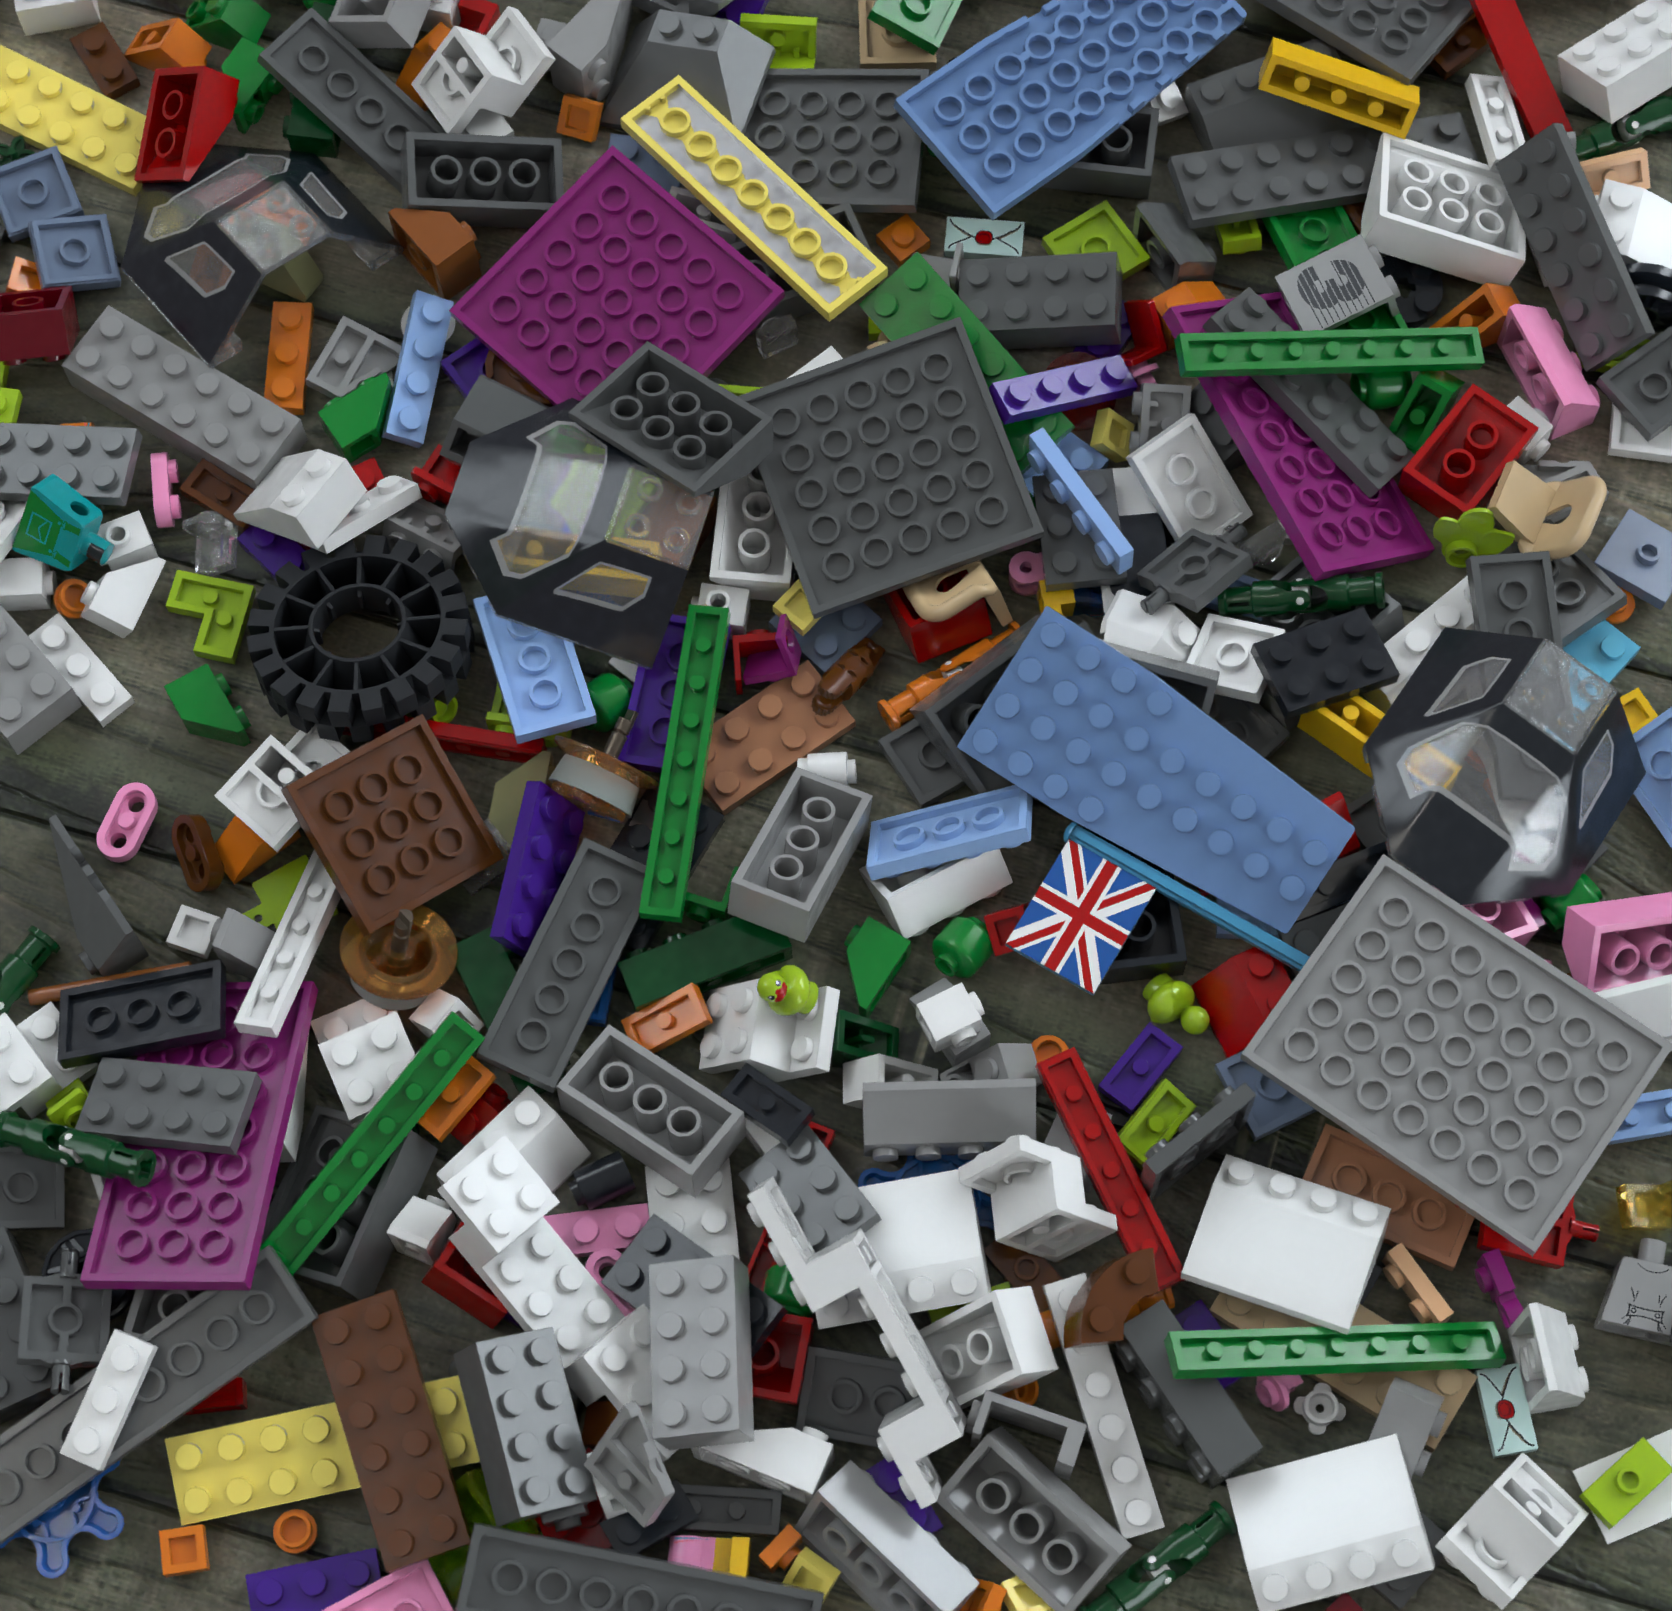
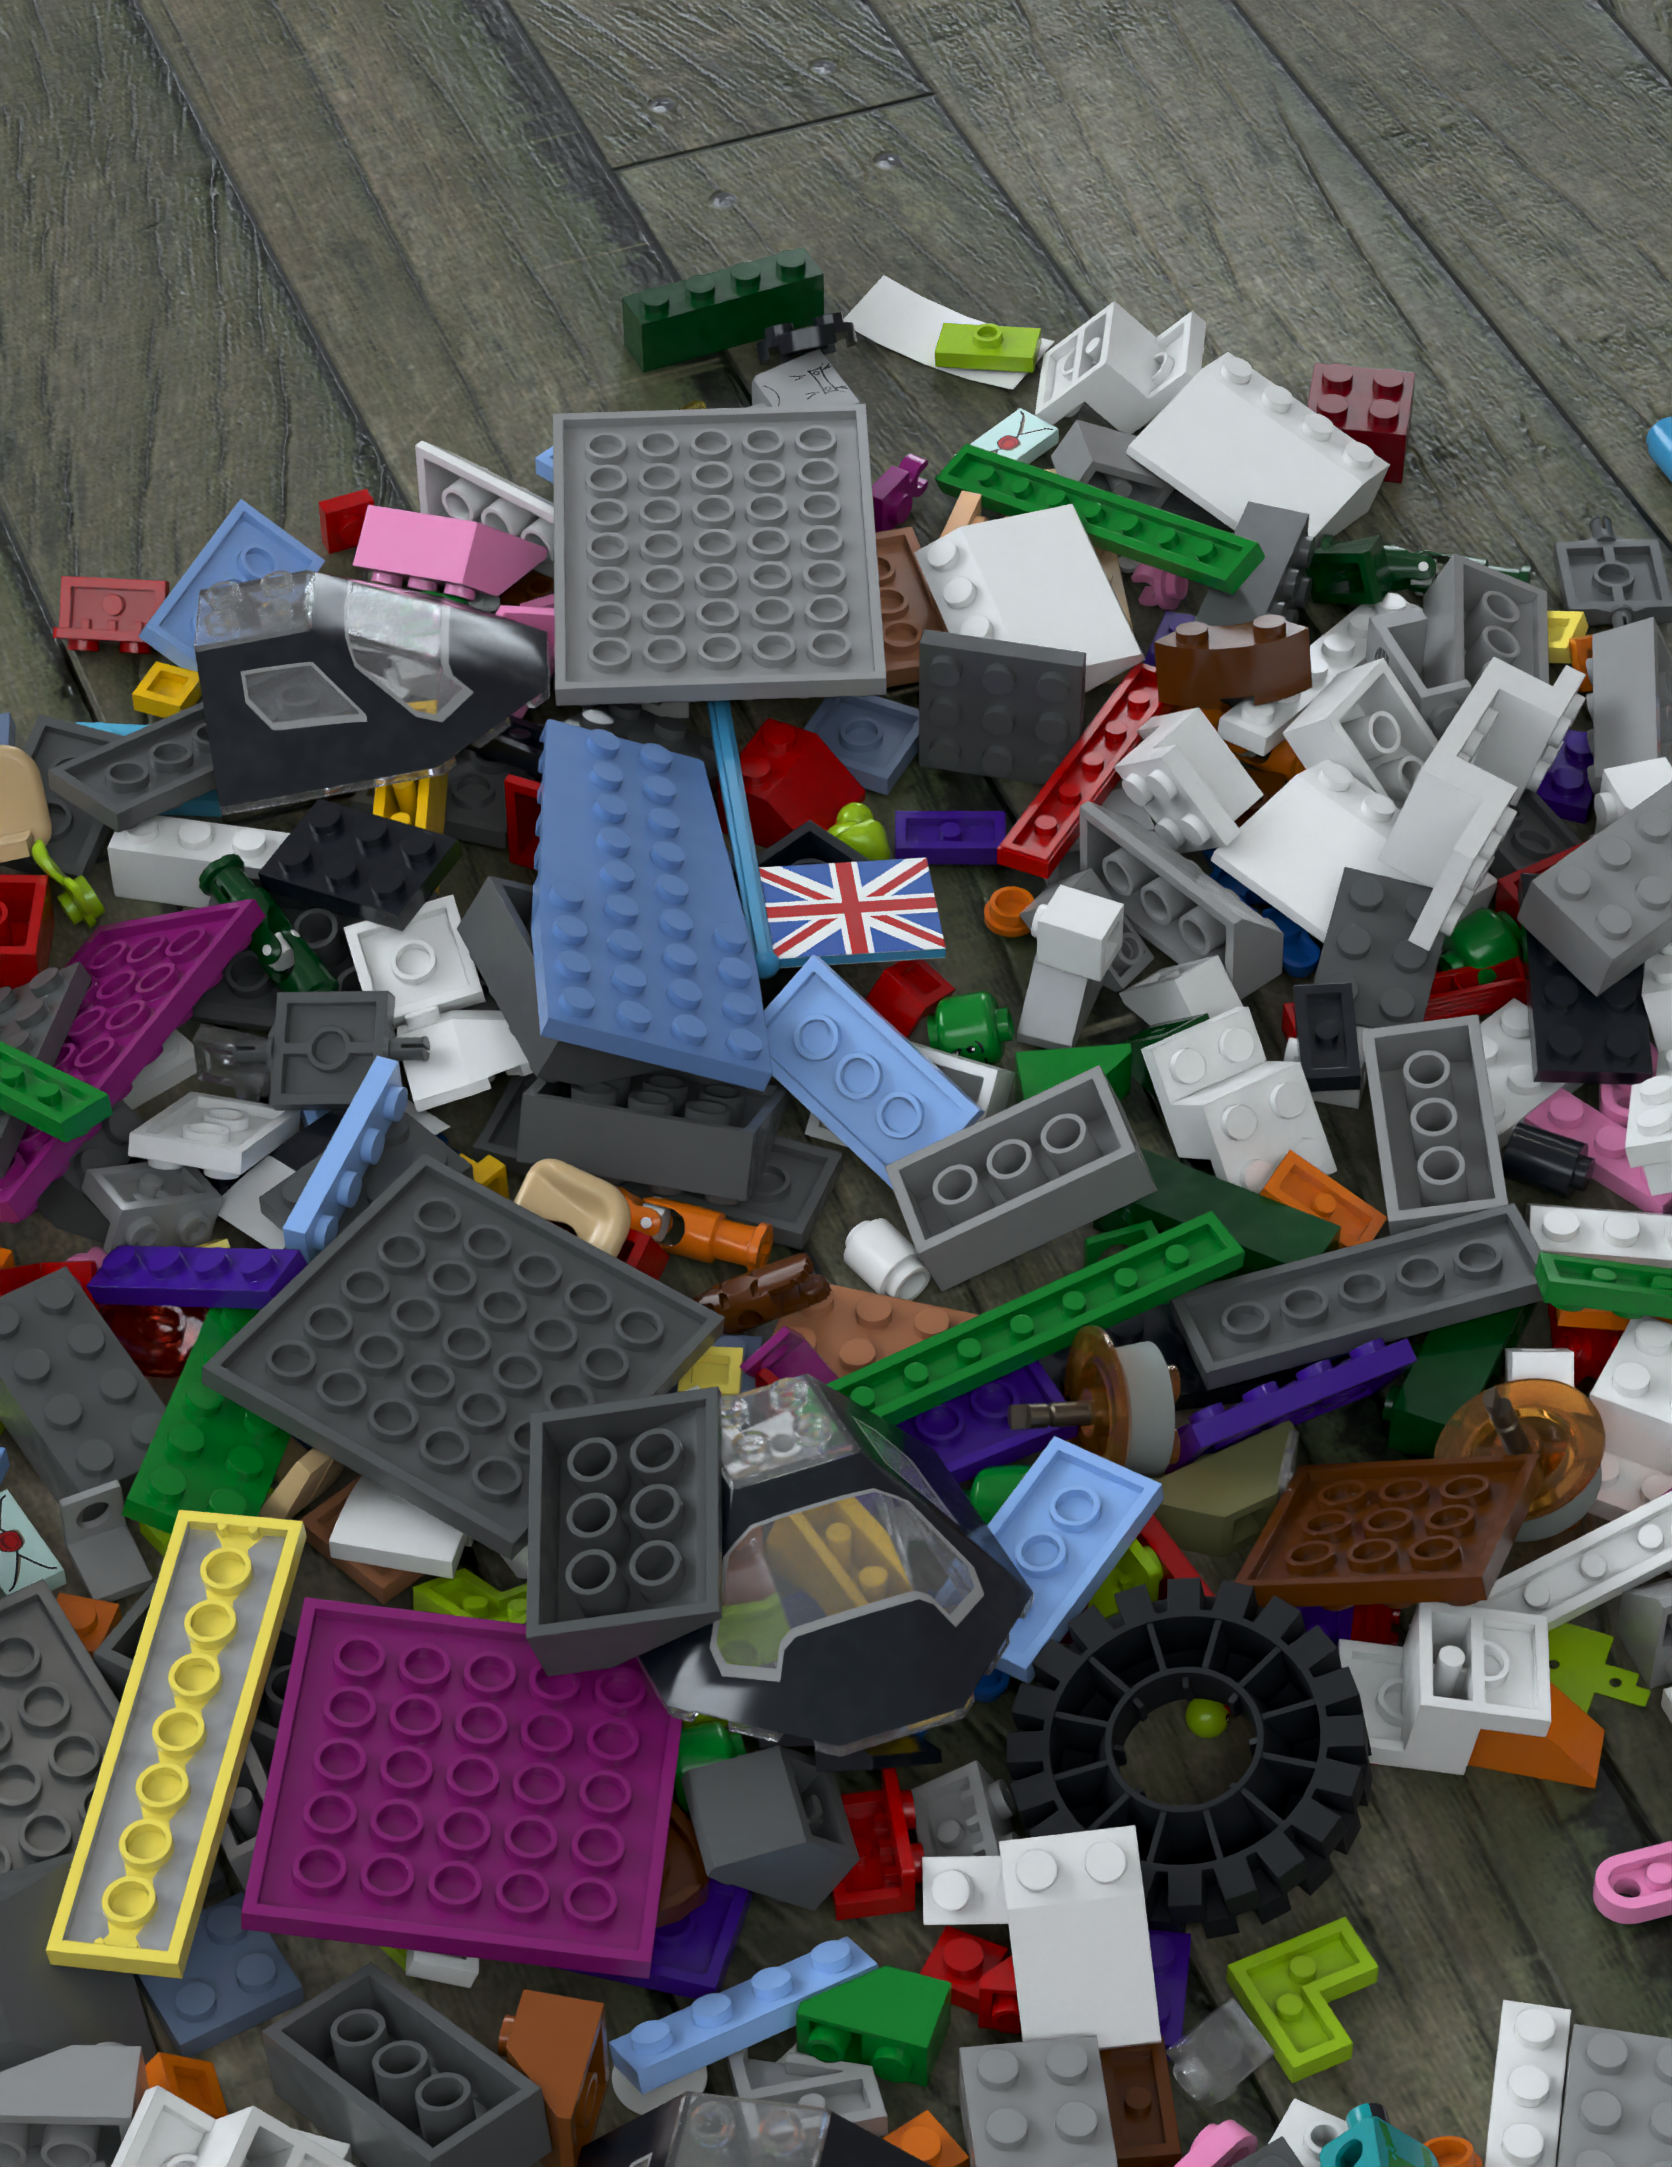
camera: 130 degrees left, 25 degrees down
(121, 596) = (1406, 2078): white slope -> none
(197, 853) = (1615, 1775): reddish brown plate -> none
(205, 709) = (1434, 1903): green slope -> none
(788, 991) = (1197, 1063): lime animal -> none
(1155, 1120) = (994, 792): lime plate -> none
(1175, 1506) = (1350, 572): none -> dark green slope
(1546, 1358) = (943, 404): white slope -> none

